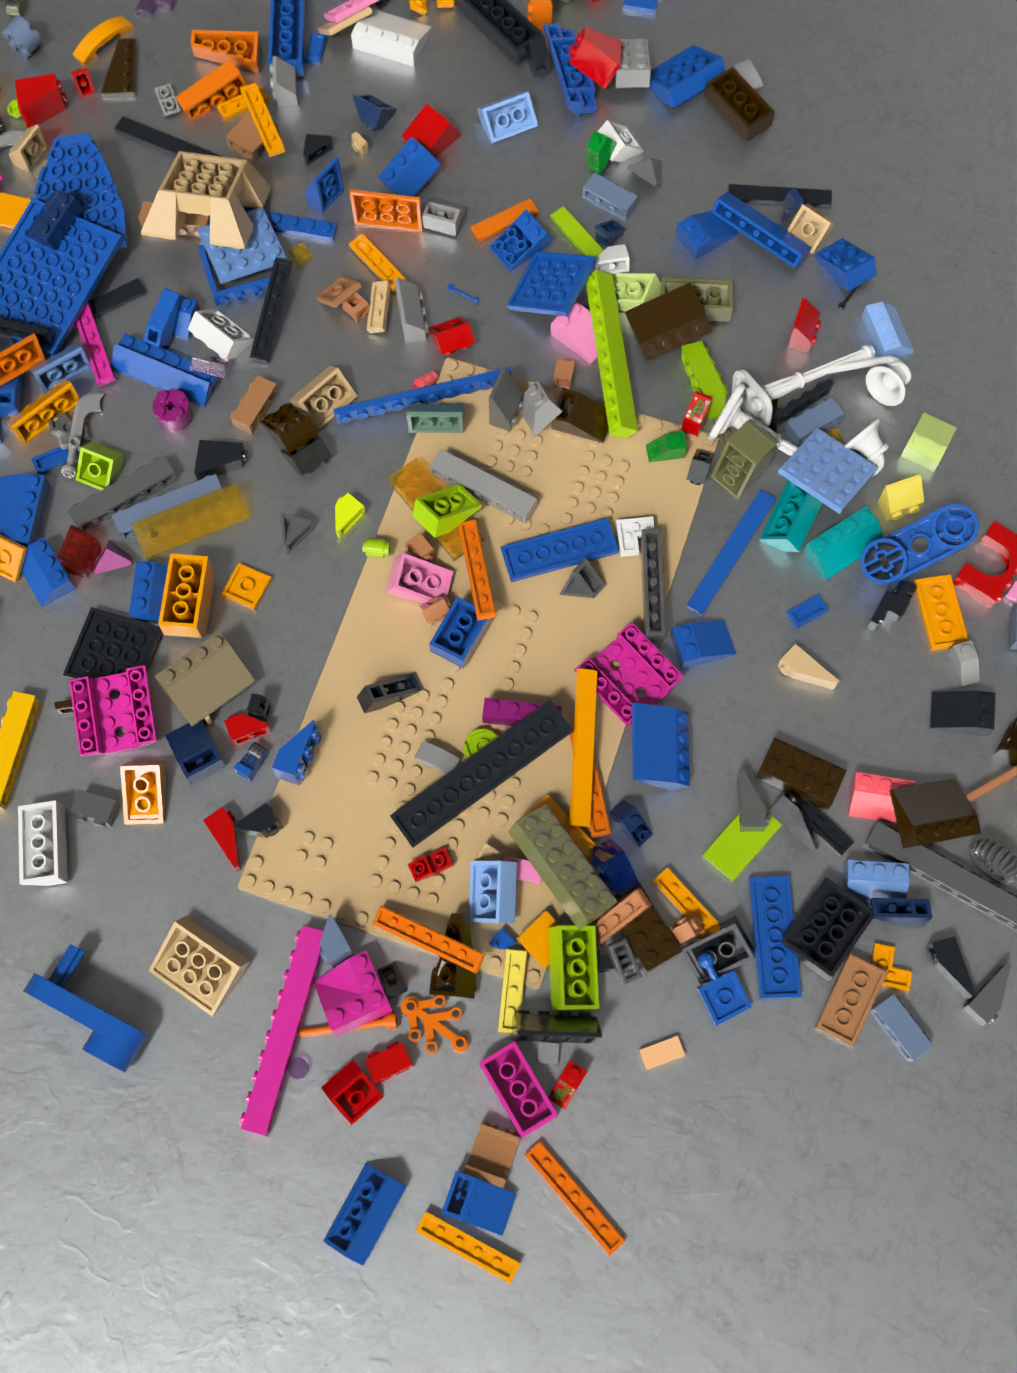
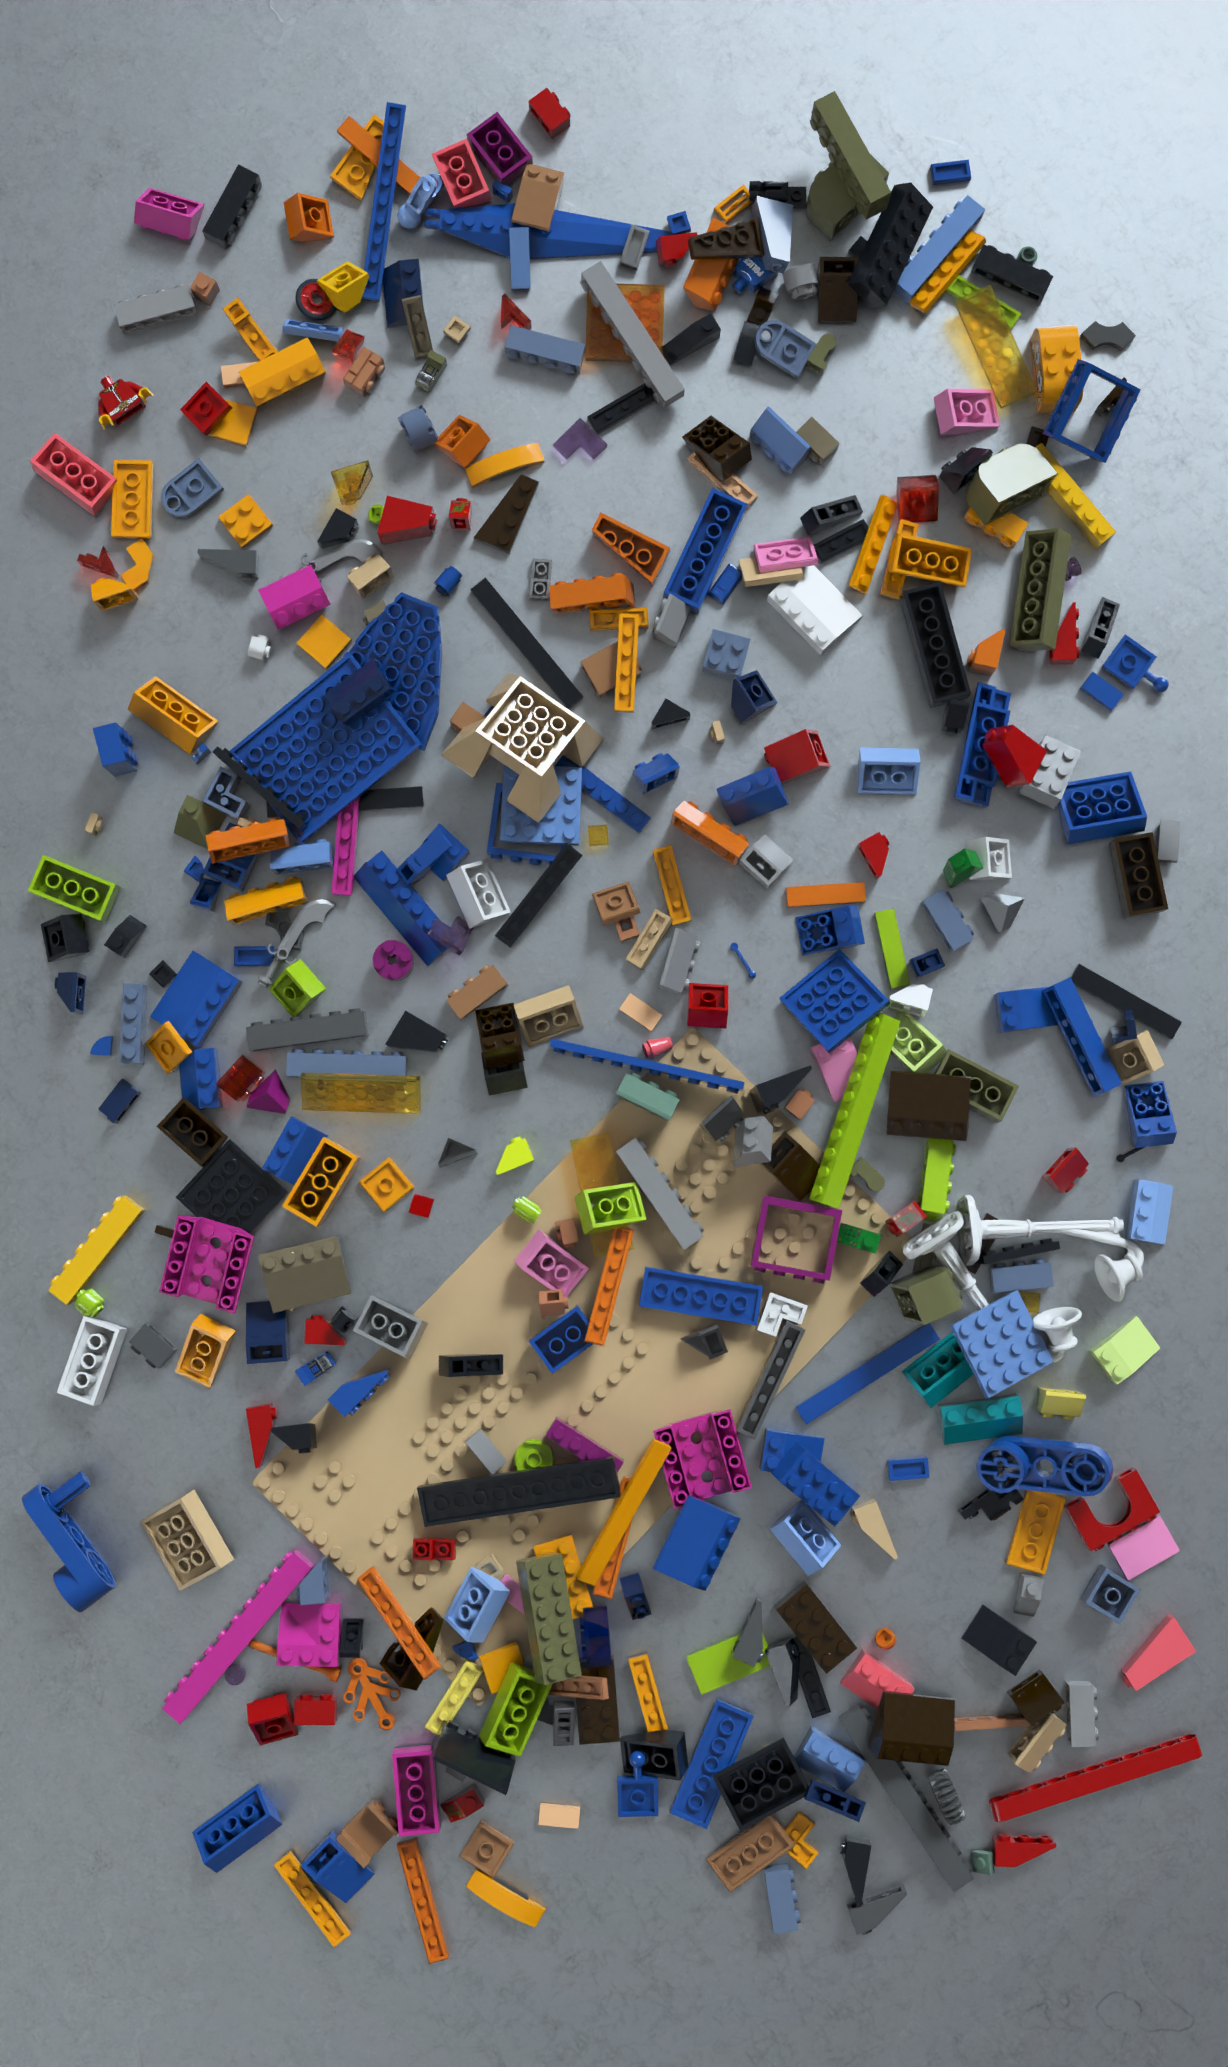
camera: 20 degrees right, 15 degrees up
(19, 796) = (89, 1302): none -> lime head
(55, 613) = (192, 1132): none -> dark brown slope
(62, 34) = (462, 440): none -> orange slope
(94, 127) = (447, 580): none -> blue brick
(284, 589) = (421, 1205): none -> red slope
(302, 691) = (390, 1327): none -> light grey brick
(338, 89) = (726, 654): none -> sand blue brick
(398, 364) = (640, 1012): none -> light nougat tile
(526, 174) = (875, 853): none -> red slope
(538, 362) = (772, 1092): none -> black slope
(606, 445) = (782, 1270): none -> magenta window
(610, 1117) = (487, 1849): none -> medium nougat tile
(648, 401) = (873, 1179): none -> olive leg
(650, 1155) = (505, 1899): none -> light orange slope
(685, 929) = (633, 1721): nougat brick -> none
(736, 651) = (815, 1484): none -> blue brick
(751, 705) = (805, 1537): none -> light blue slope
(866, 757) = (885, 1639): none -> orange tile

